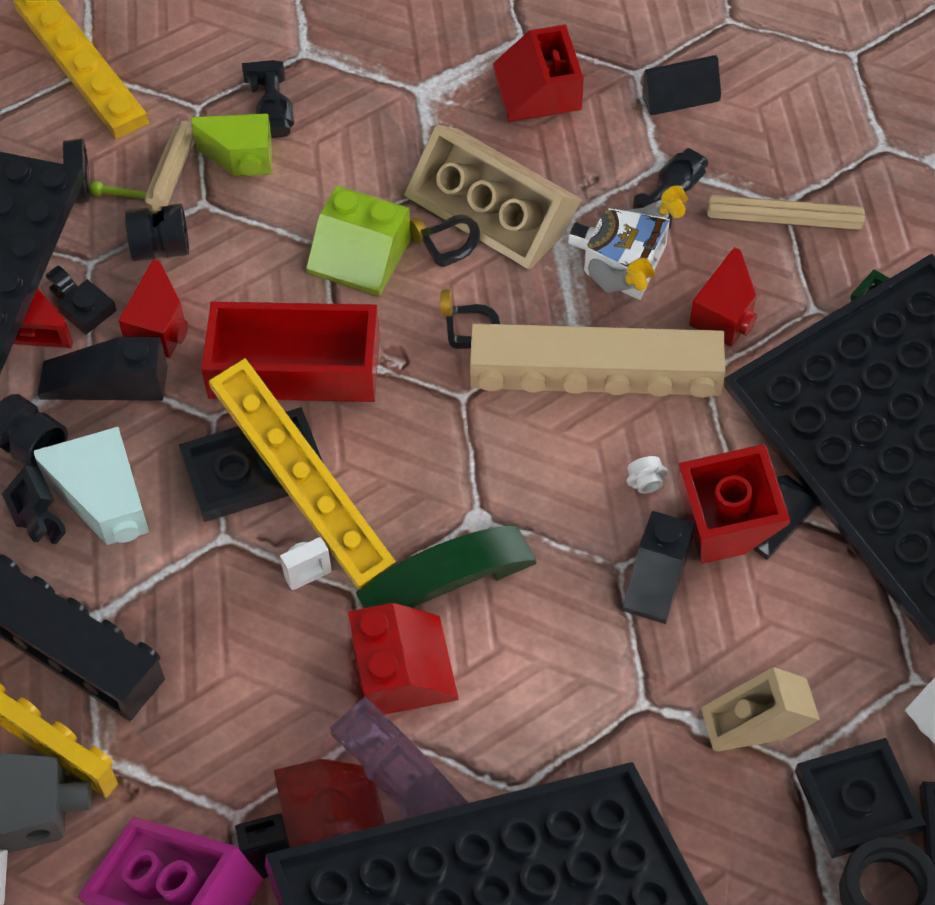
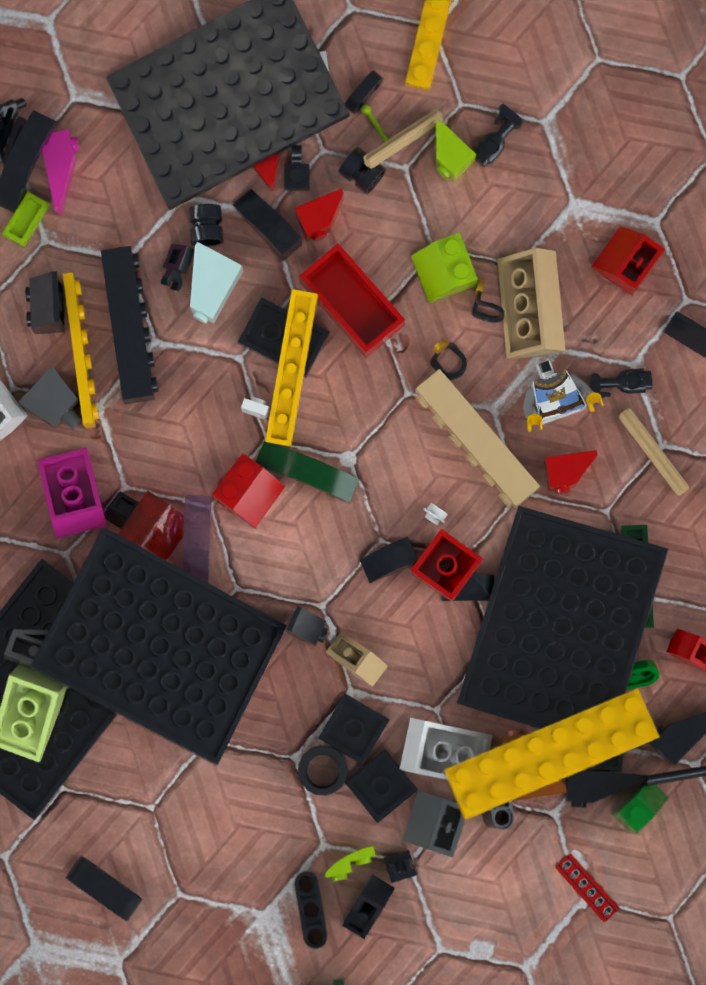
camera: 45 degrees right, 25 degrees up
(658, 733) = (307, 627): none -> black slope

